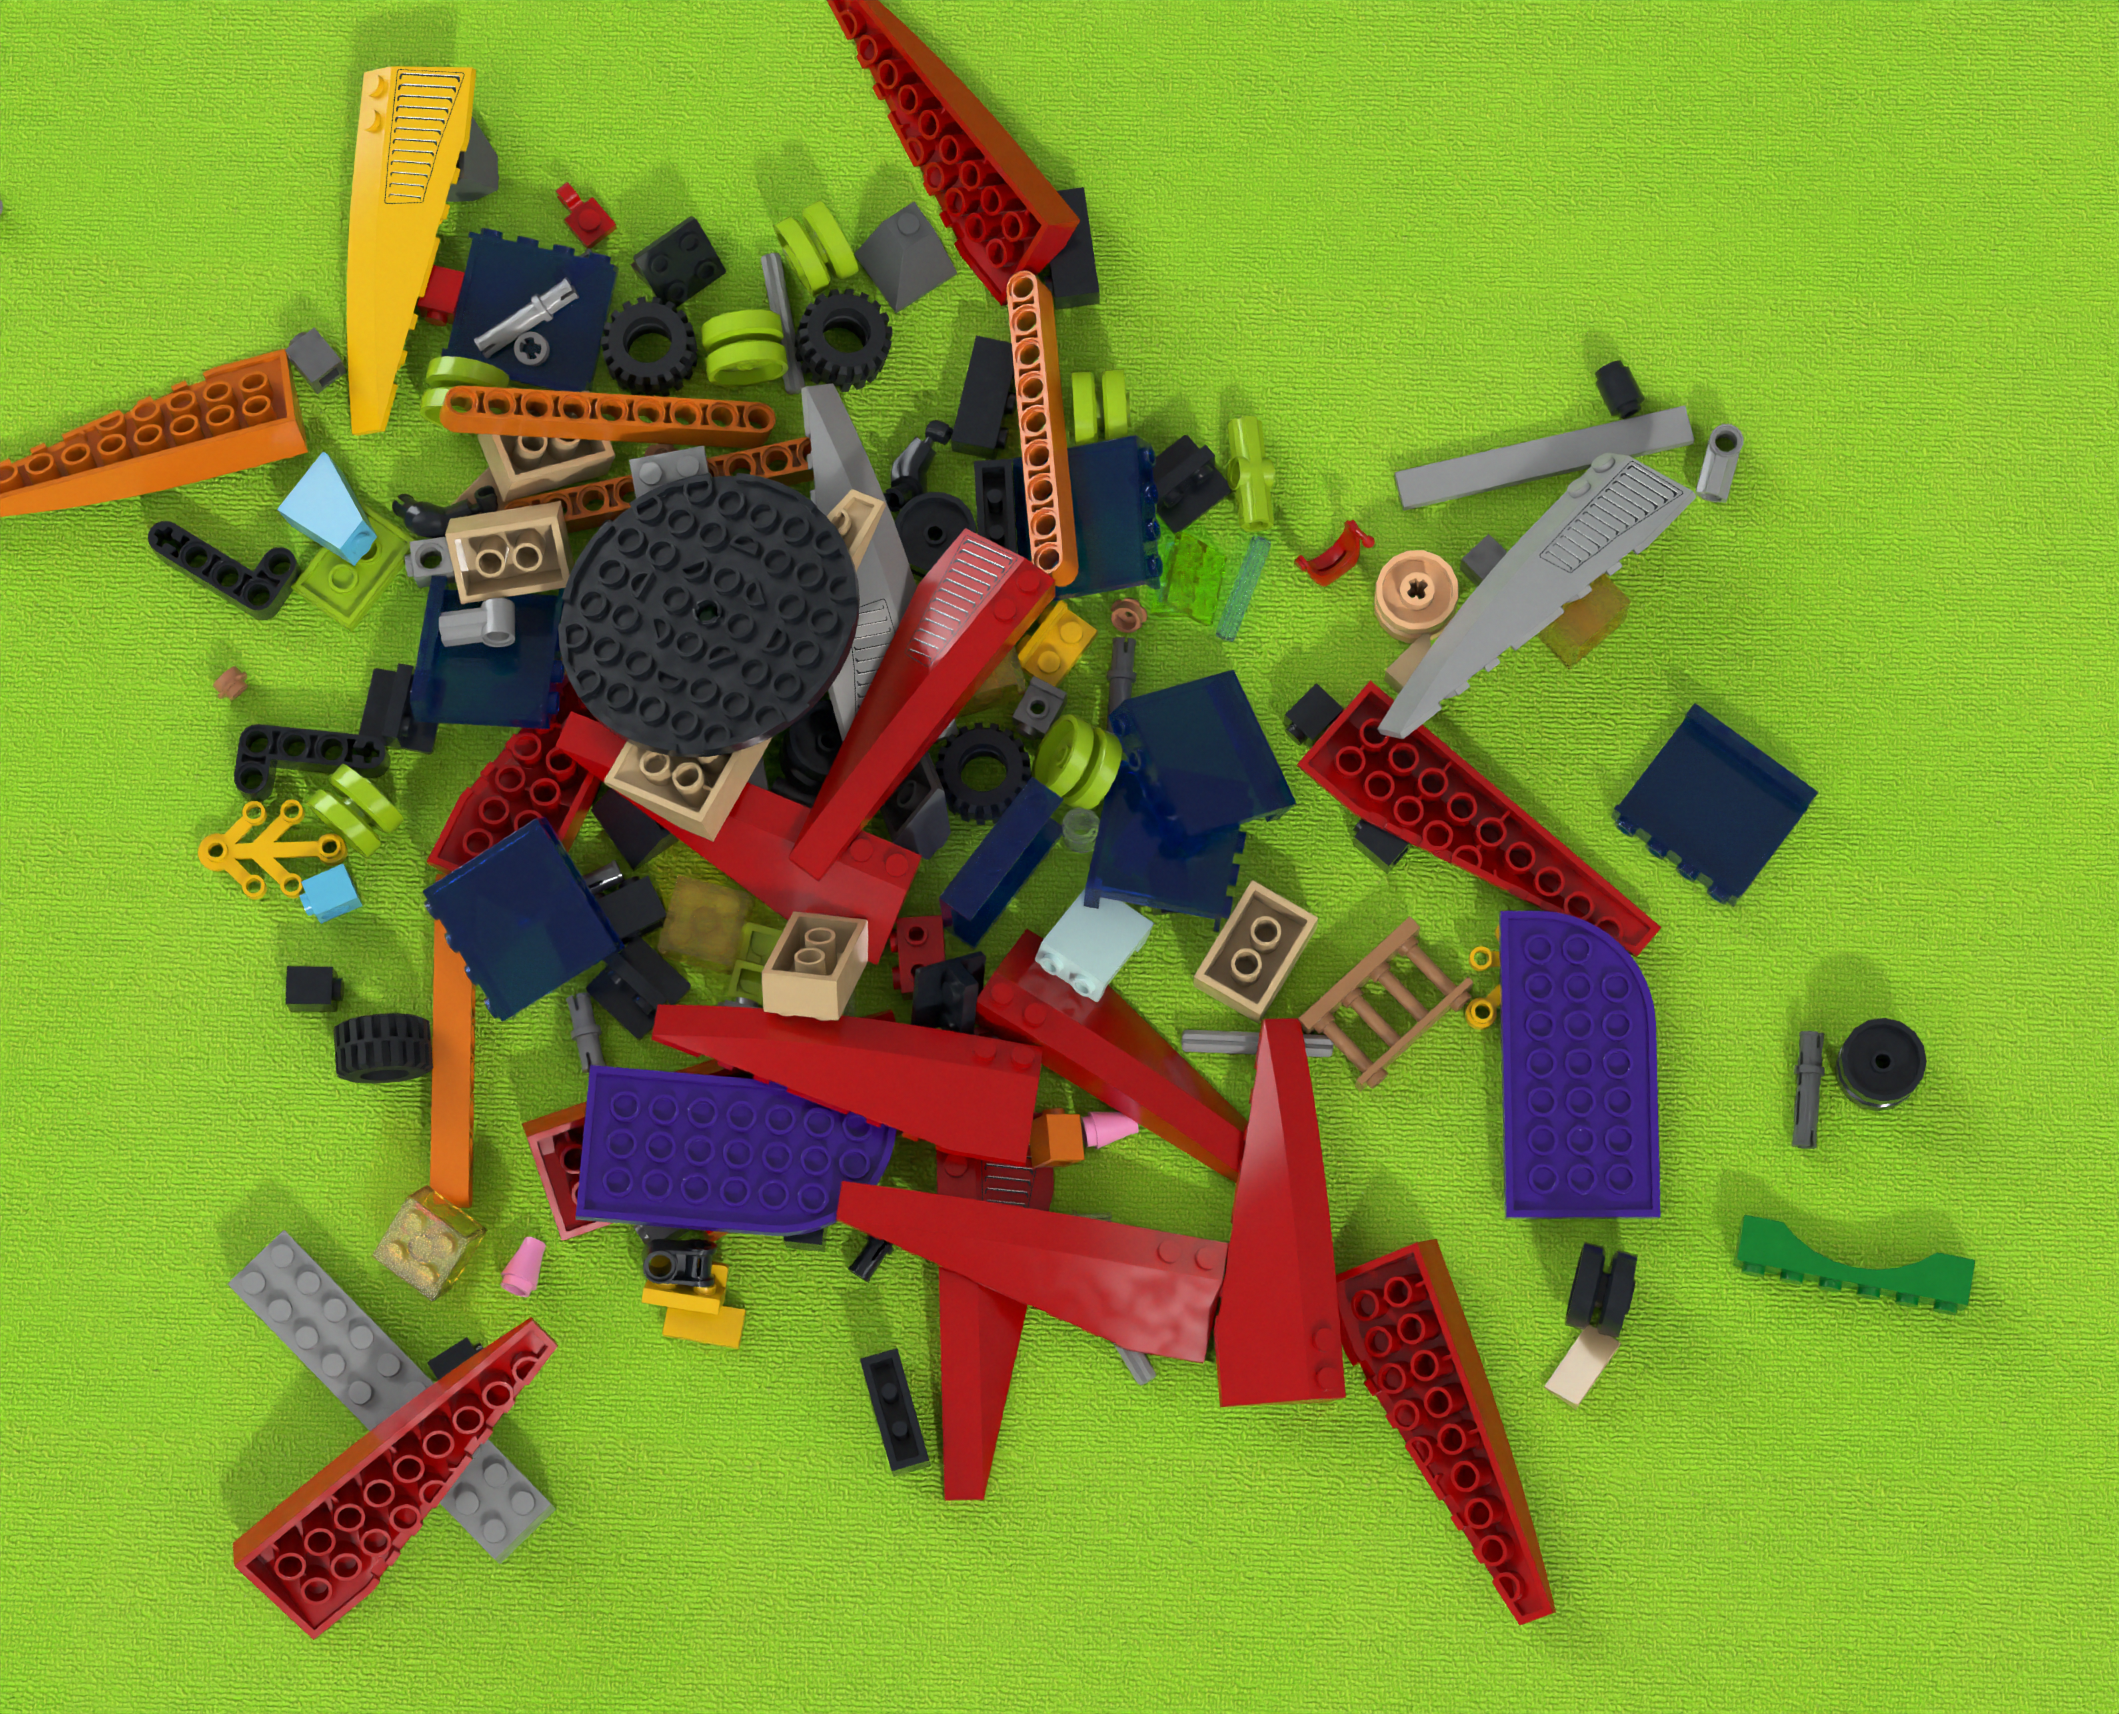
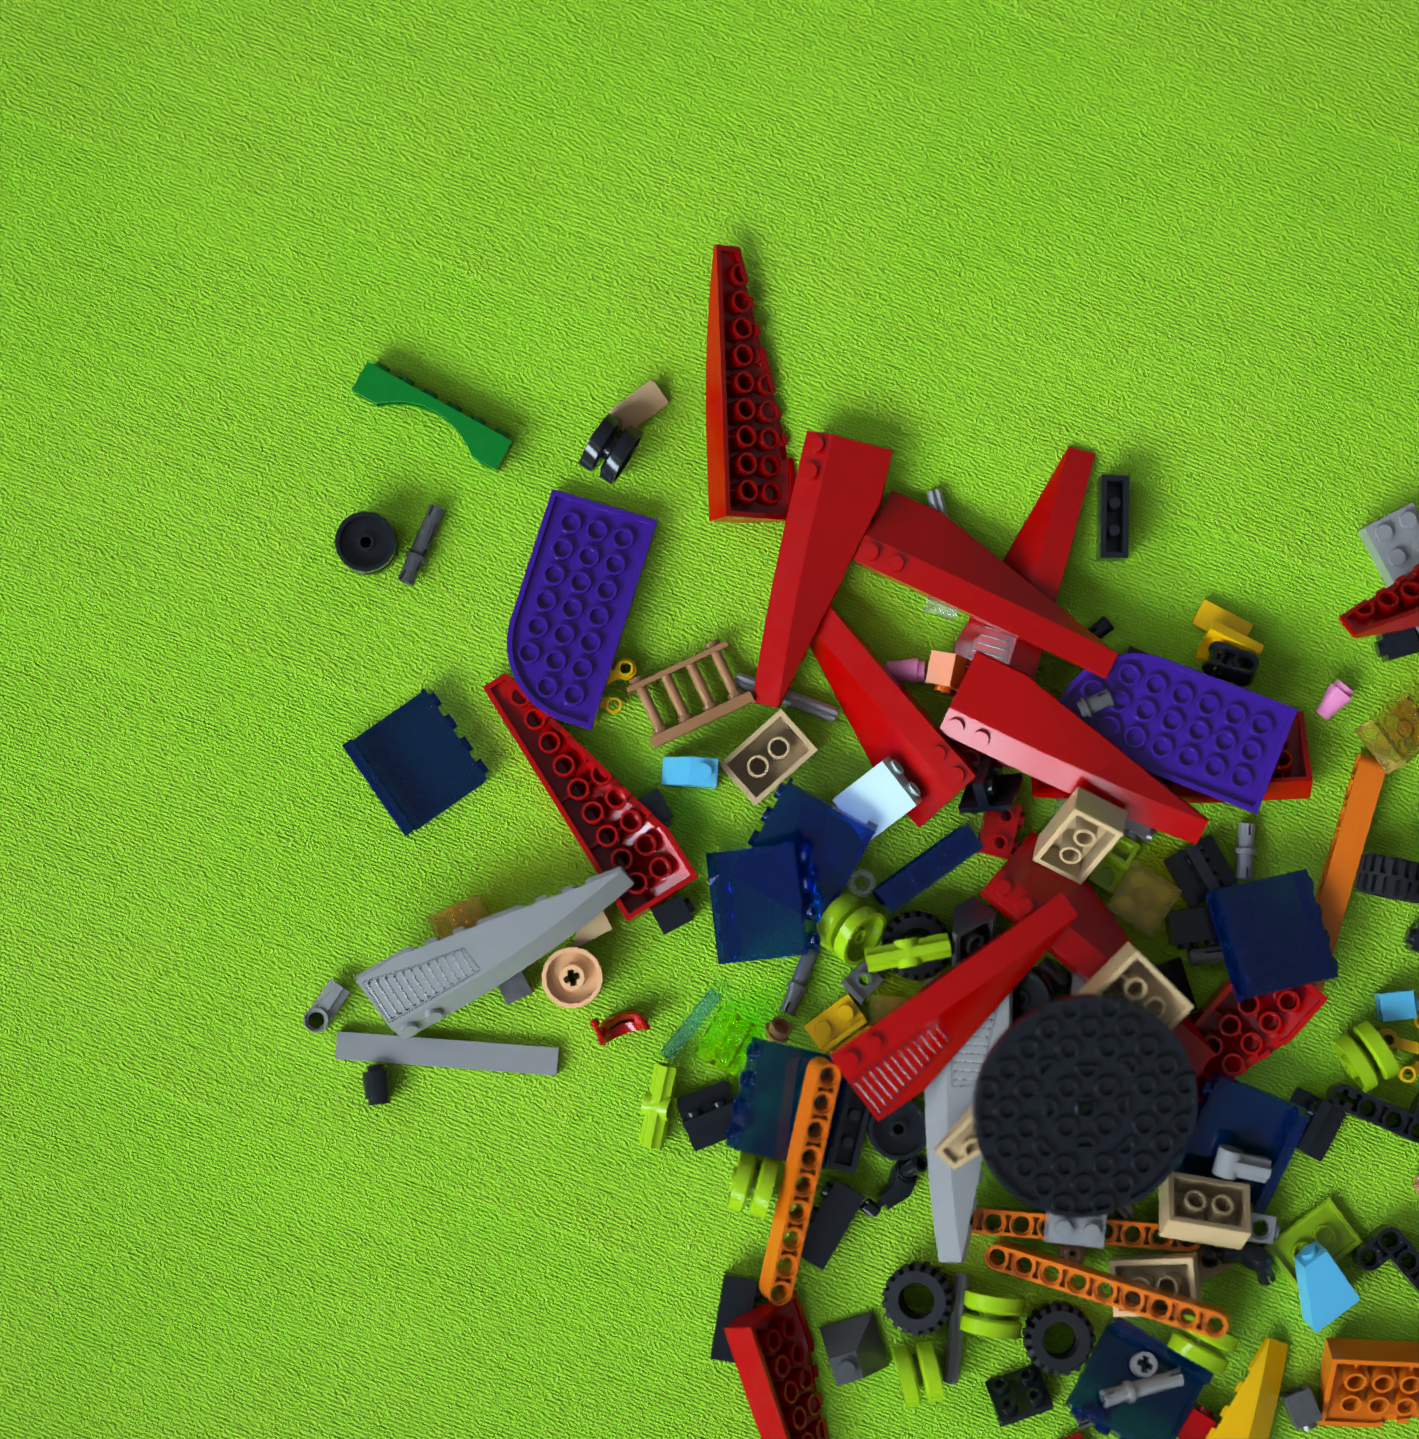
camera: 170 degrees left, 10 degrees up
(847, 1143) = (1094, 703): none -> dark grey pin
(993, 750) = (907, 952): none -> lime piece
(1348, 900) = (690, 772): none -> medium azure slope

